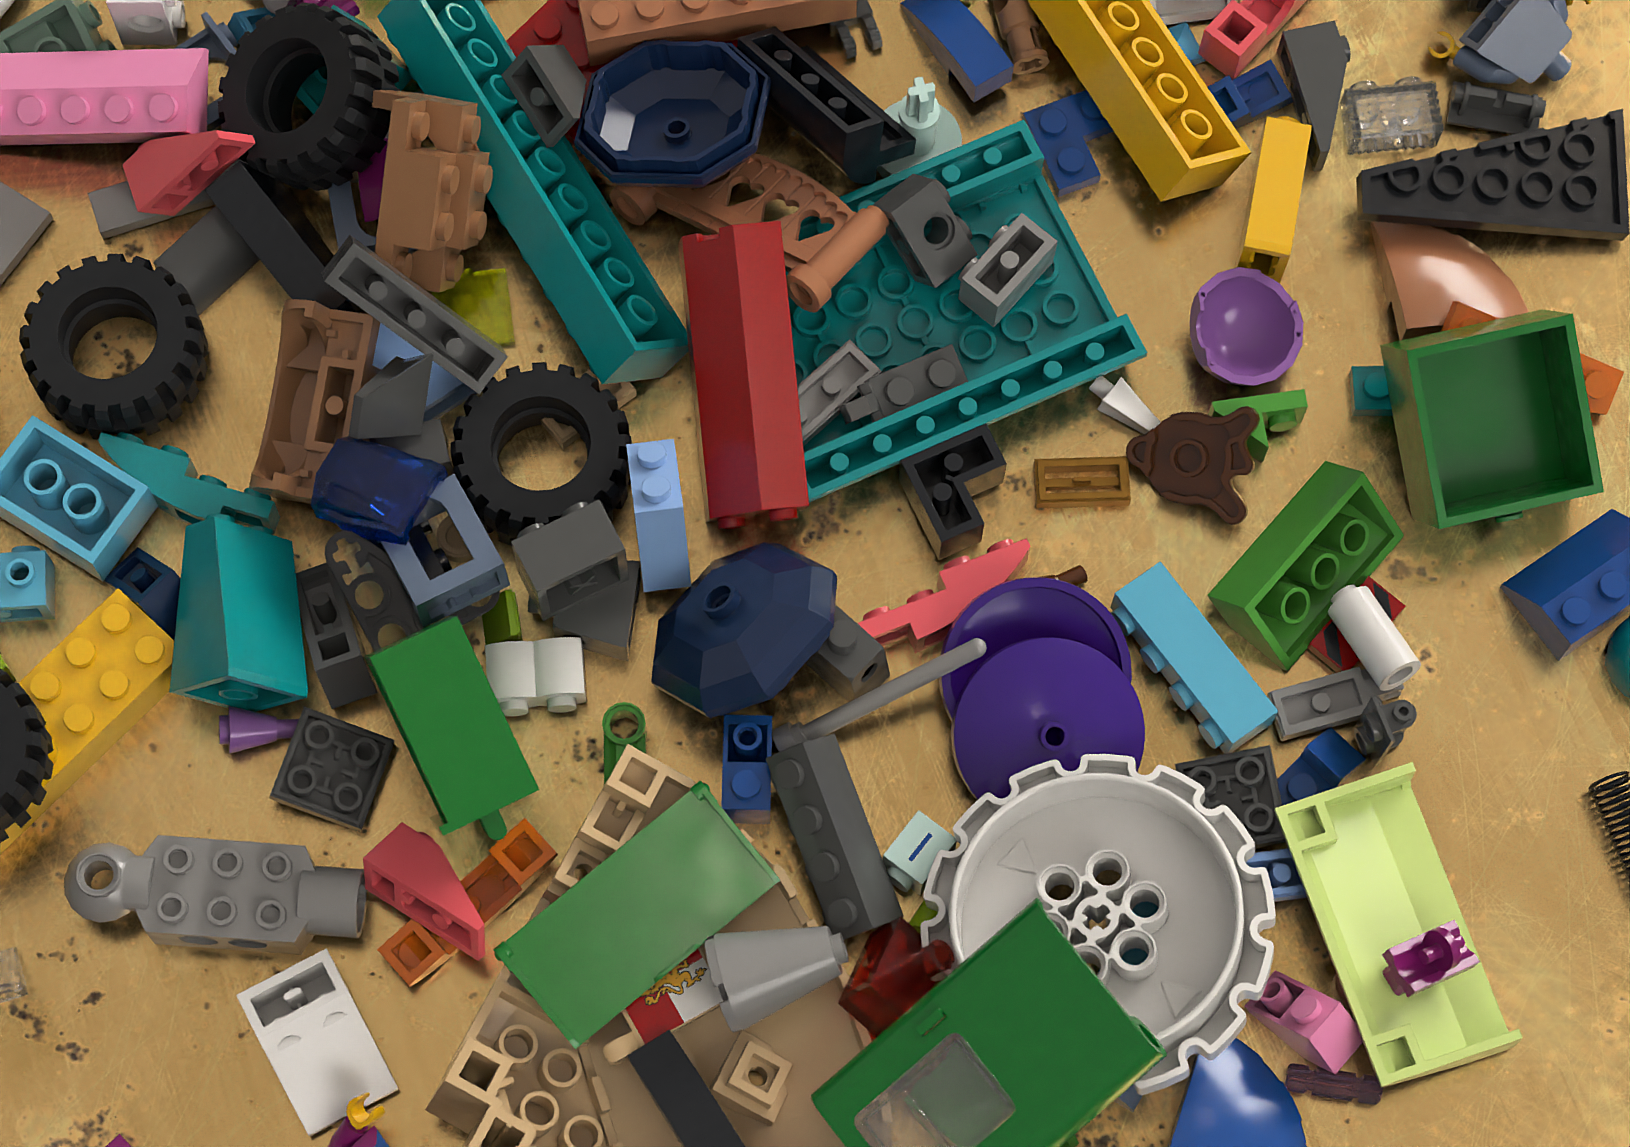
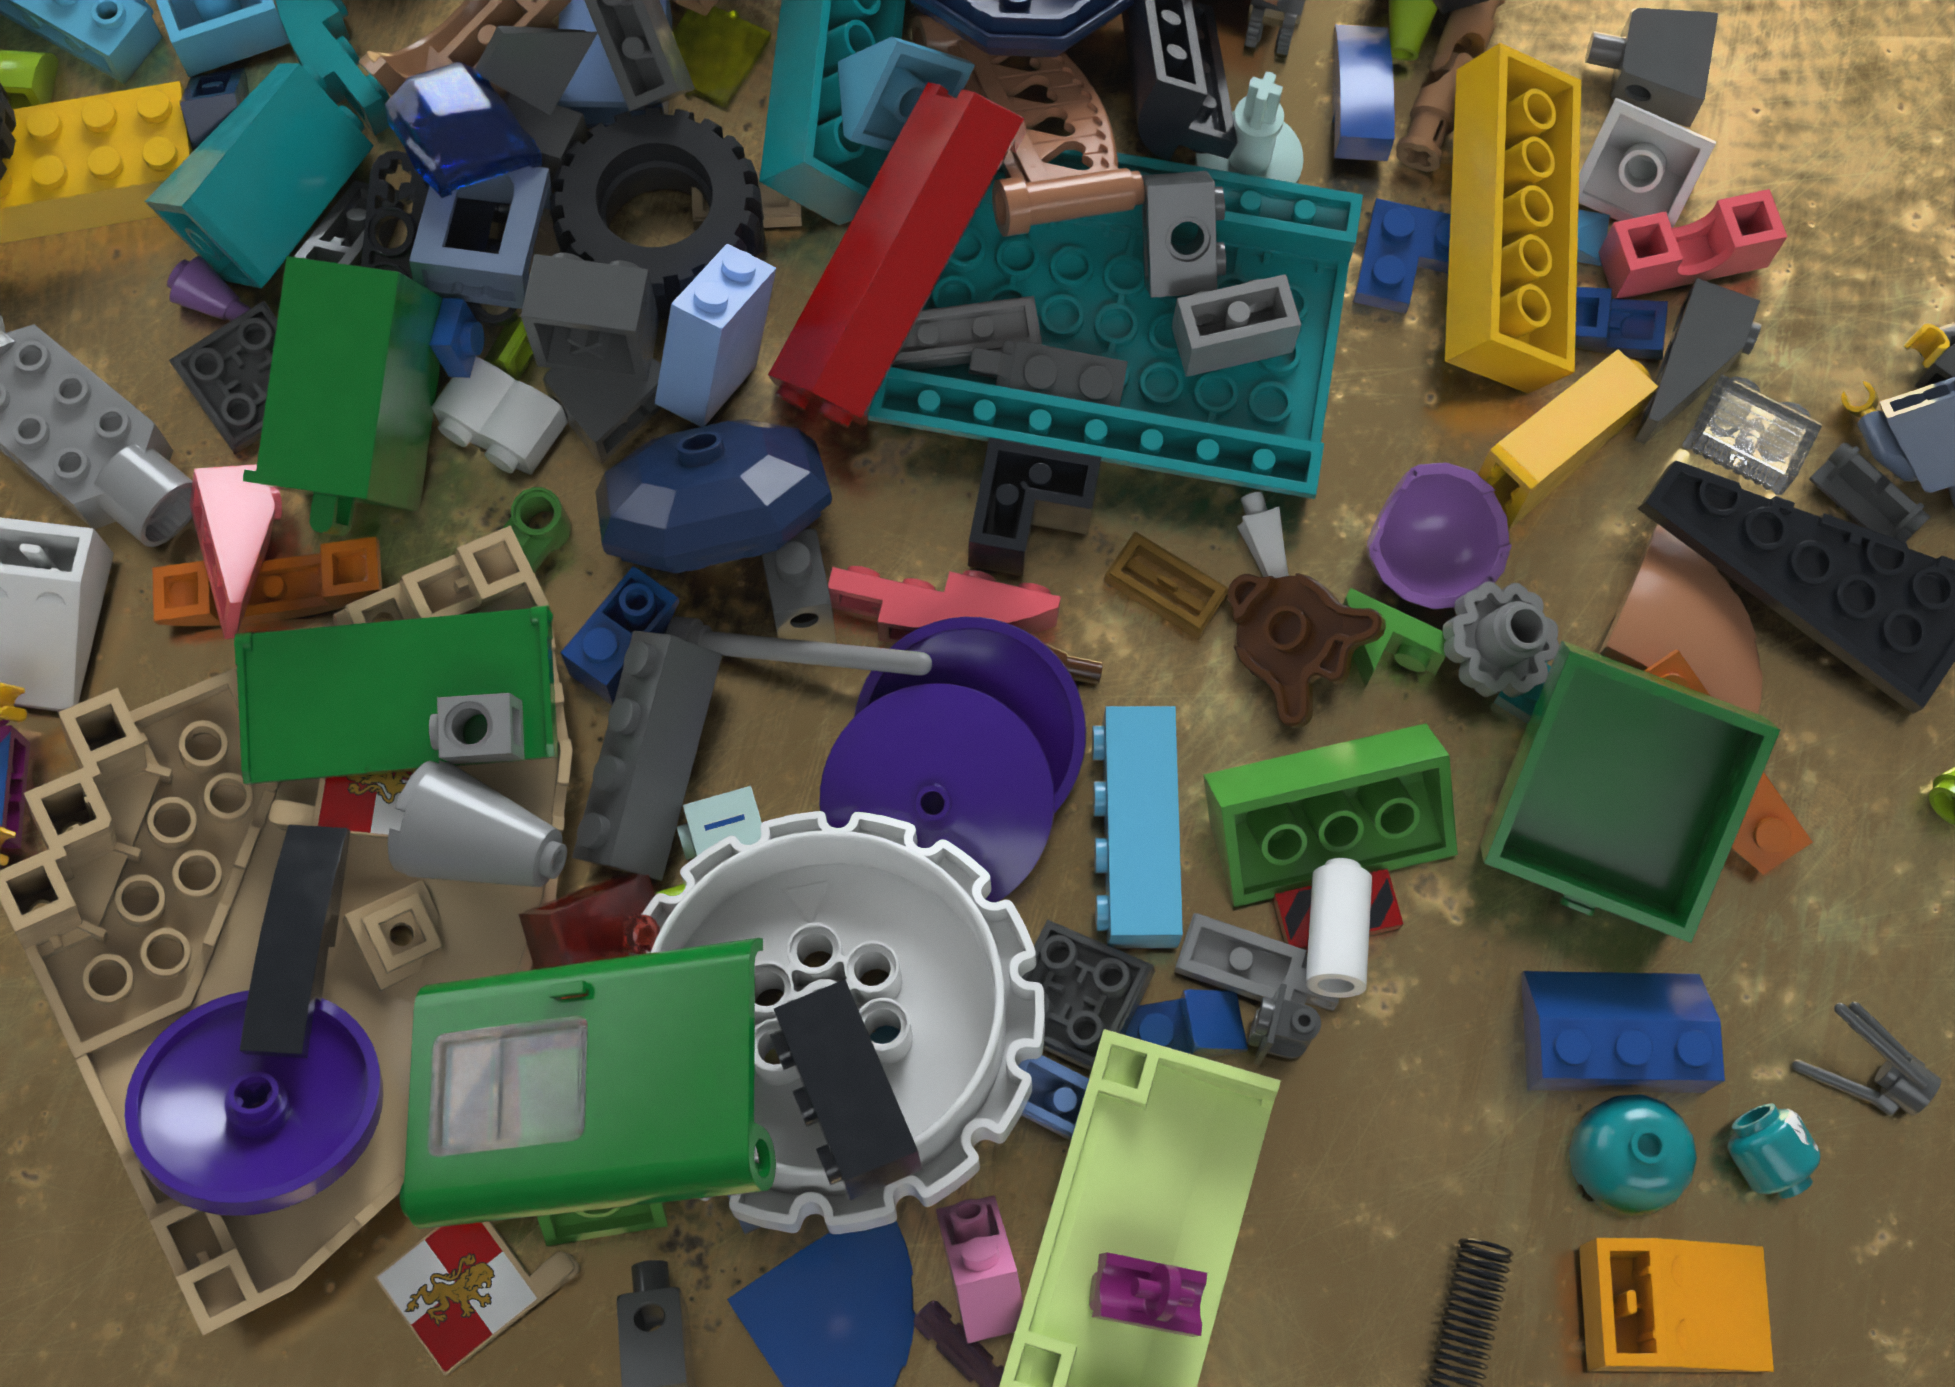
camera: 35 degrees right, 0 degrees up
(481, 637) = (457, 337): none -> blue plate
(647, 257) = (885, 83): none -> medium azure slope
(742, 888) = (504, 728): none -> light grey brick
(1167, 956) = (844, 1091): none -> black brick
(1335, 370) = (1501, 639): none -> light grey plant

